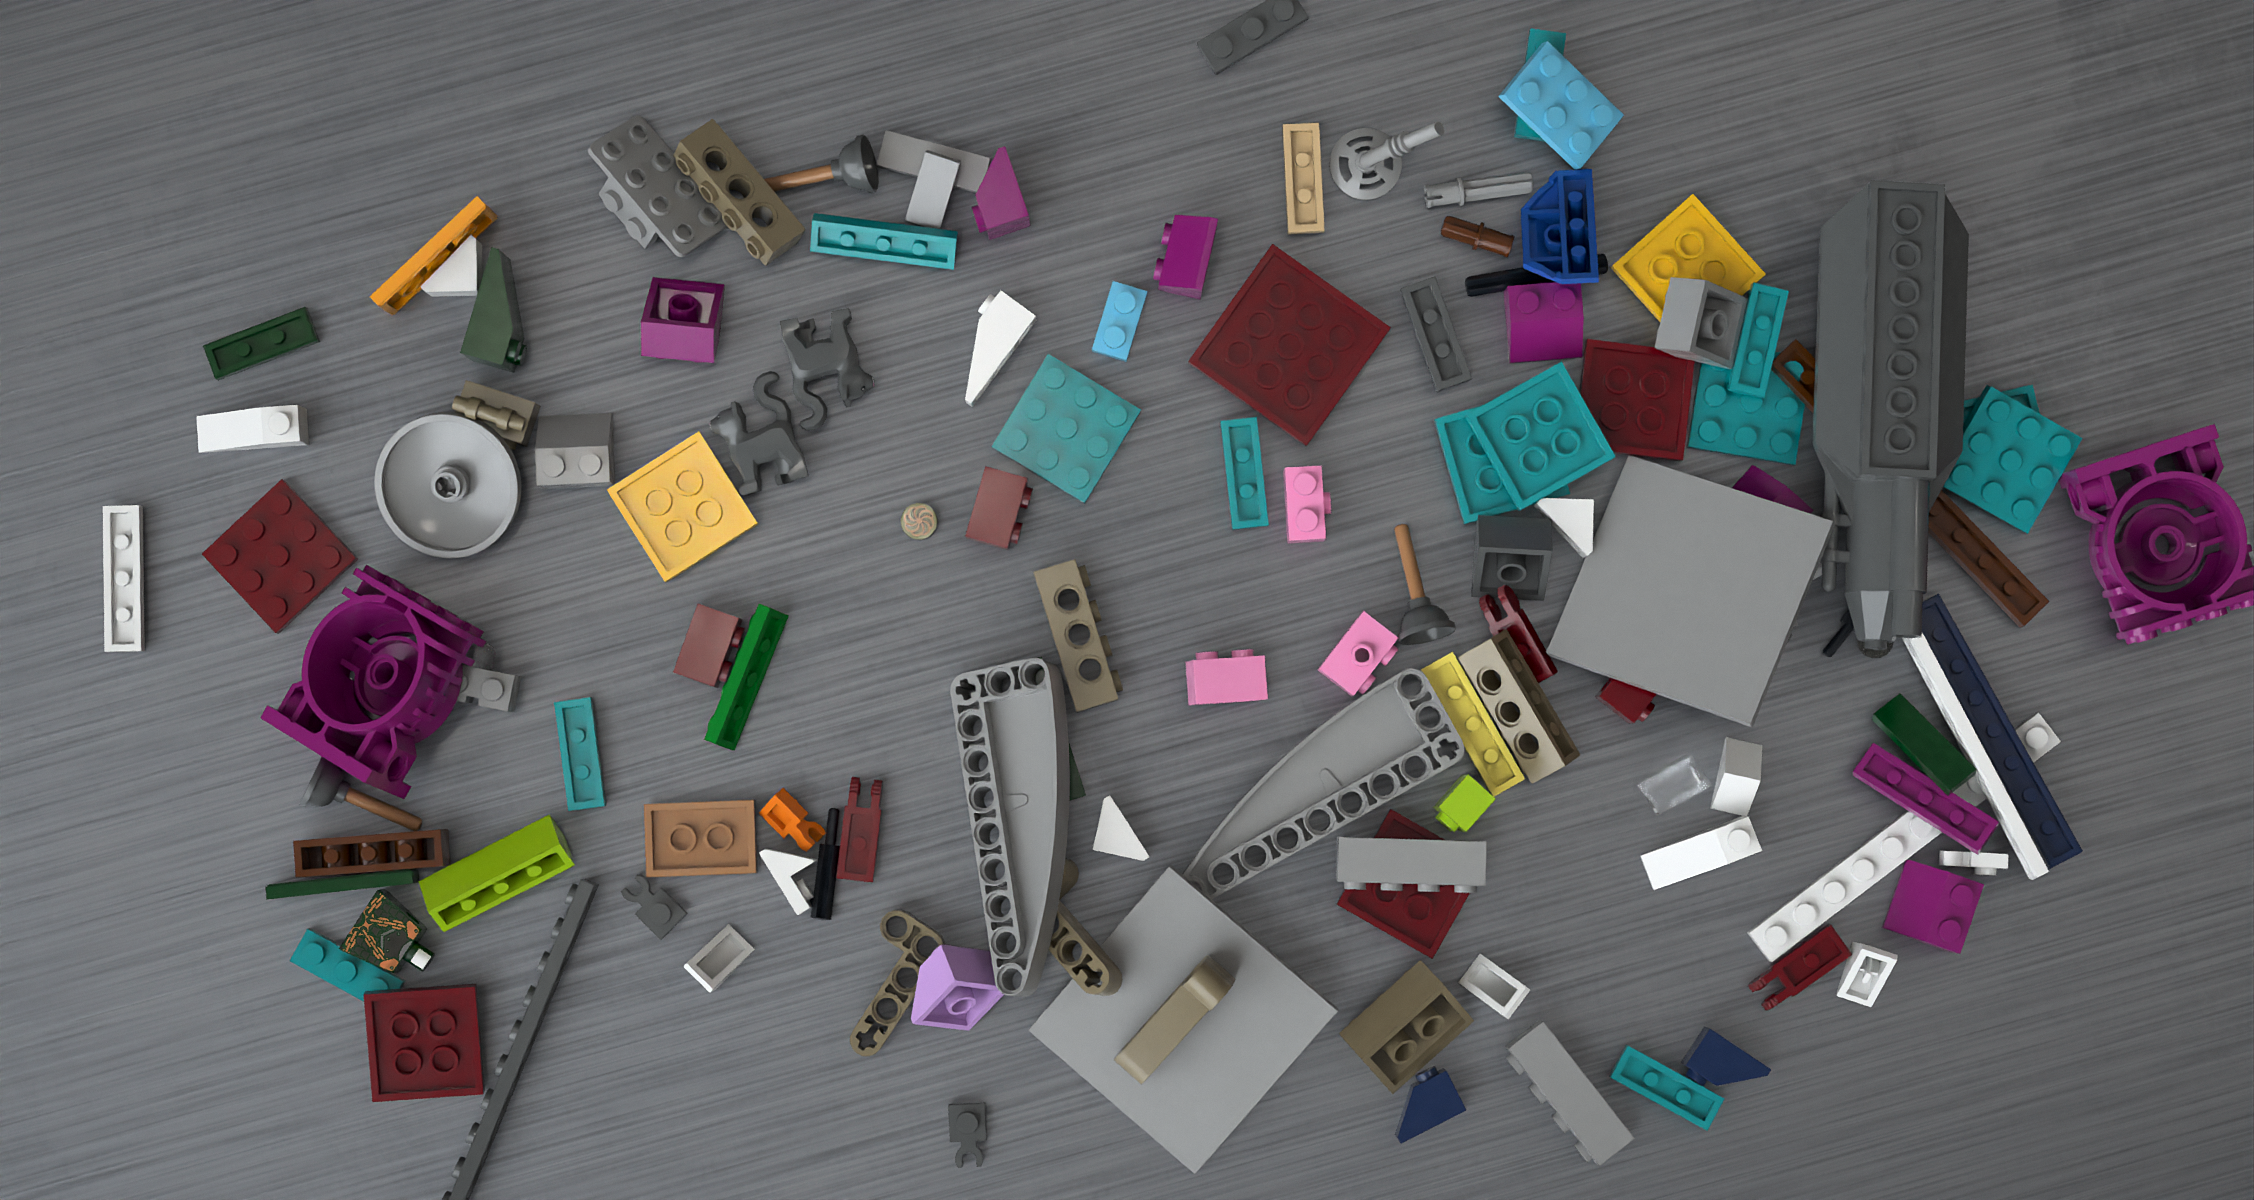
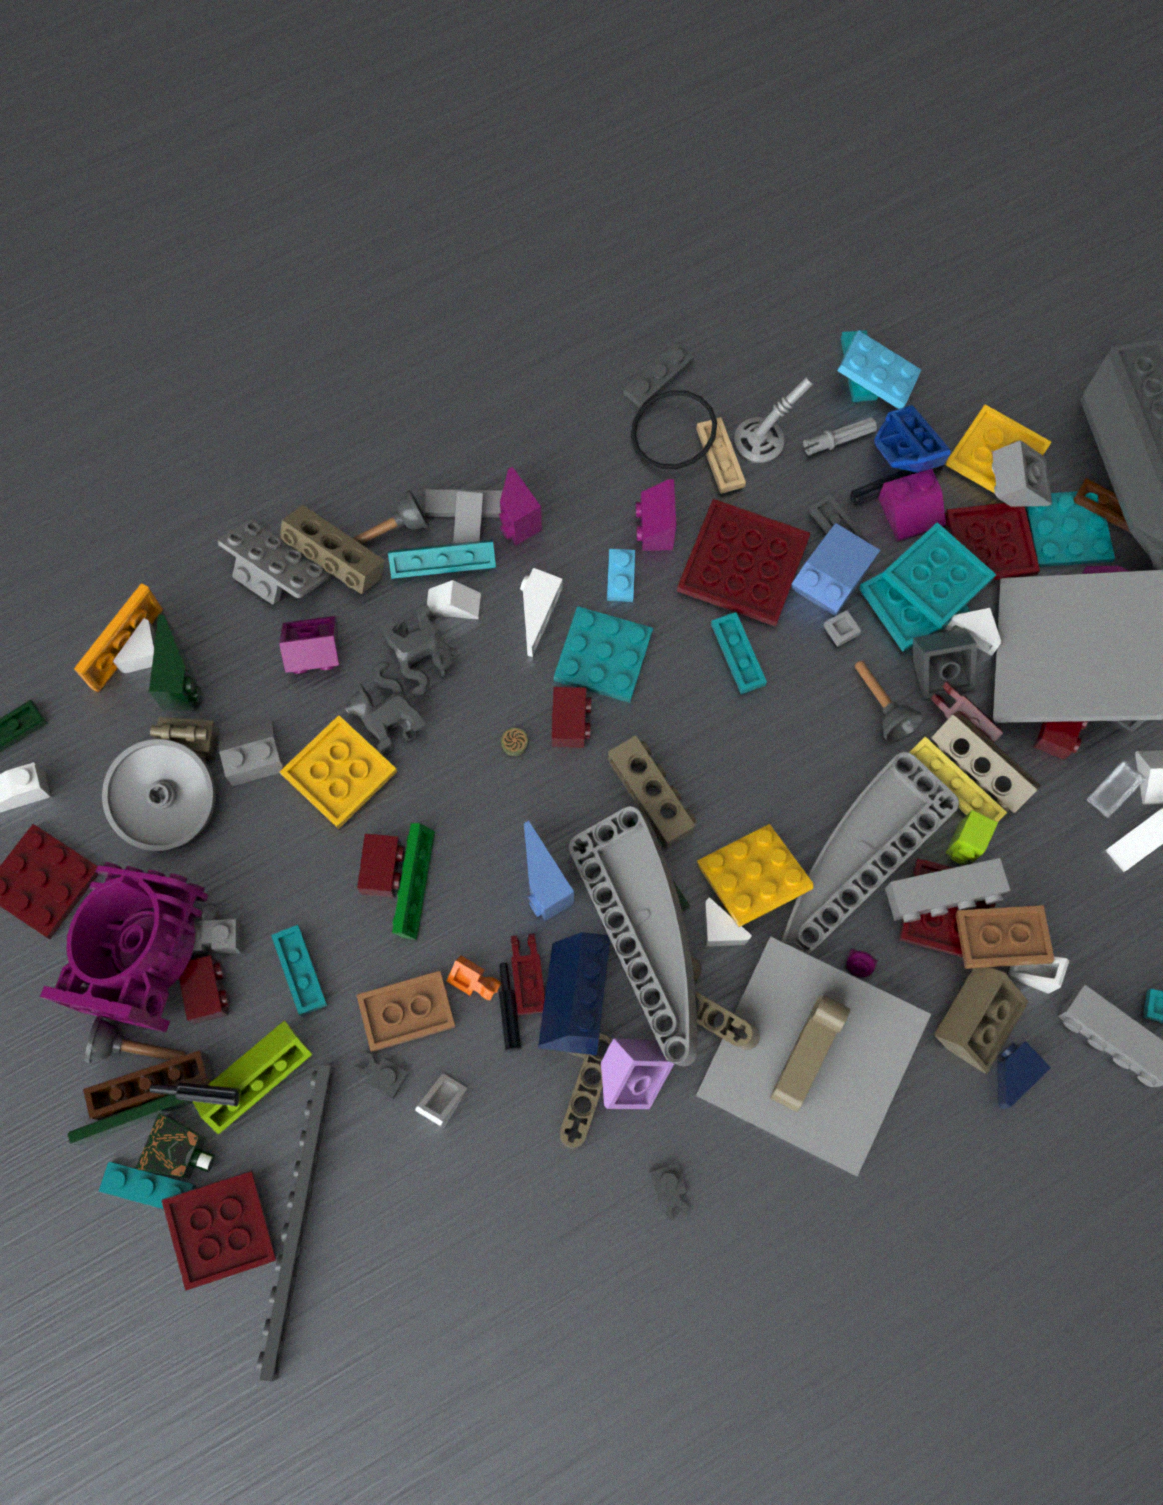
camera: 15 degrees left, 15 degrees down
(431, 883) = (200, 1093): none -> black axle
(457, 751) = (203, 990): none -> dark red brick
(783, 868) = (476, 1016): white slope -> none
(885, 305) = (454, 601): none -> white slope
(908, 723) = (548, 887): none -> medium blue slope
(911, 873) = (575, 994): none -> dark blue slope
(1176, 779) = (754, 875): none -> yellow plate
(1226, 679) = (769, 794): bright pink brick -> none
(1279, 921) = (860, 963): none -> magenta plate
(1288, 163) = (685, 463): none -> black piece
(1305, 504) = (788, 661): bright pink brick -> none
(1359, 654) = (858, 755): bright pink brick -> none
(1392, 473) = (842, 628): none -> light grey plate
(1405, 391) = (835, 569): none -> medium blue slope
(1462, 939) = (1004, 937): none -> medium nougat plate
(1477, 236) = (850, 464): reddish brown axle -> none
(1758, 340) = (1063, 482): teal plate -> none

